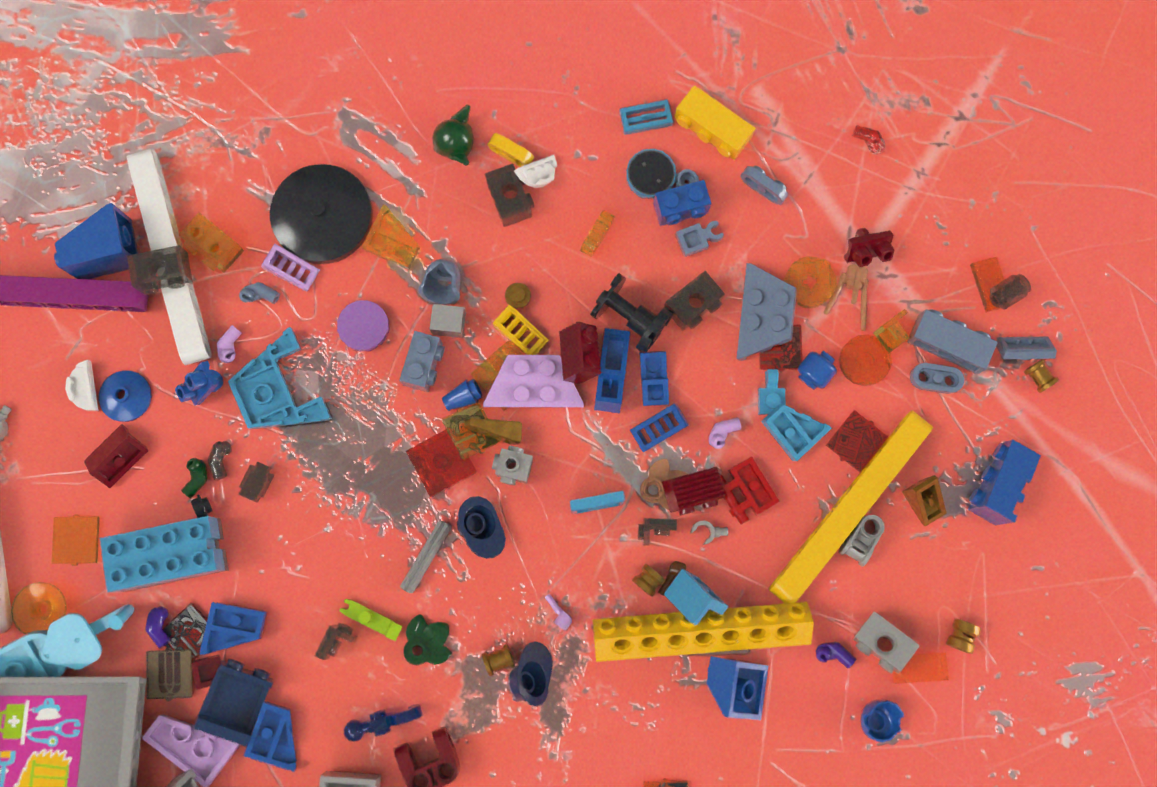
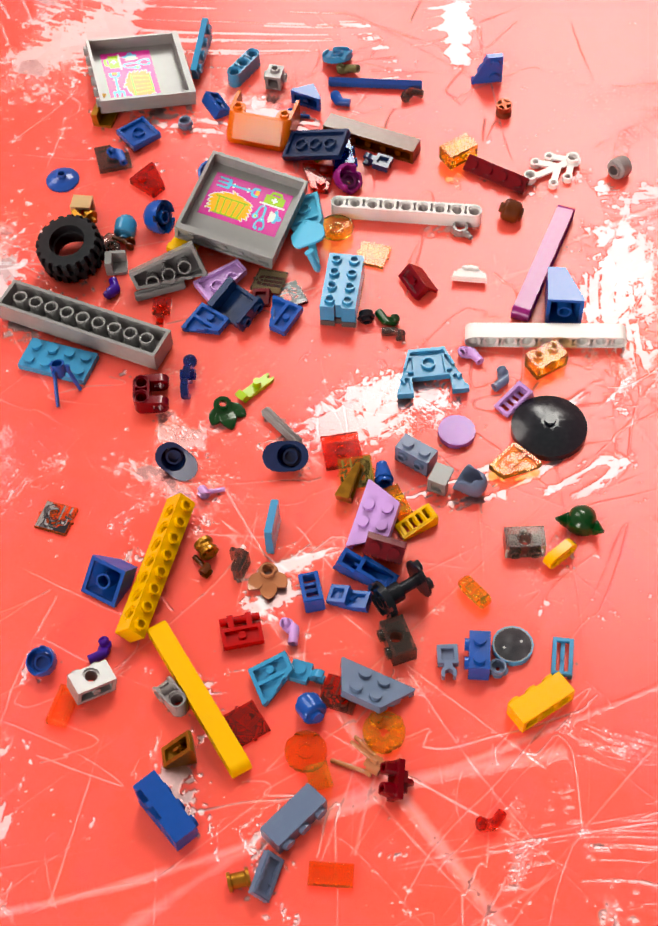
camera: 115 degrees right, 25 degrees down
(136, 397) = (456, 296): blue dish -> none
(146, 264) = (531, 320): clear smoke brick -> none
(154, 626) = (300, 278): dark purple arm -> none
(199, 384) = (447, 331): blue hips -> none
(256, 482) = (370, 346): clear smoke brick -> none
(330, 643) = (250, 363): clear smoke bracket -> none
(498, 660) = (195, 446): pearl gold bush -> none
(517, 295) = (444, 528): pearl gold plate -> none
(521, 470) = (320, 488): light grey brick -> none
(538, 173) = (535, 565): white plate -> none
(692, 490) = (255, 591): dark red brick -> none
(693, 597) = (181, 566): dark azure panel -> none
(714, 531) = (221, 601): light grey piece -> none
(758, 180) = (480, 718): sand blue plate -> none
(935, 378) = (269, 797): sand blue plate -> none
(962, 642) = (69, 740): pearl gold wheel -> none
(1009, 291) = (316, 874): clear smoke brick -> none

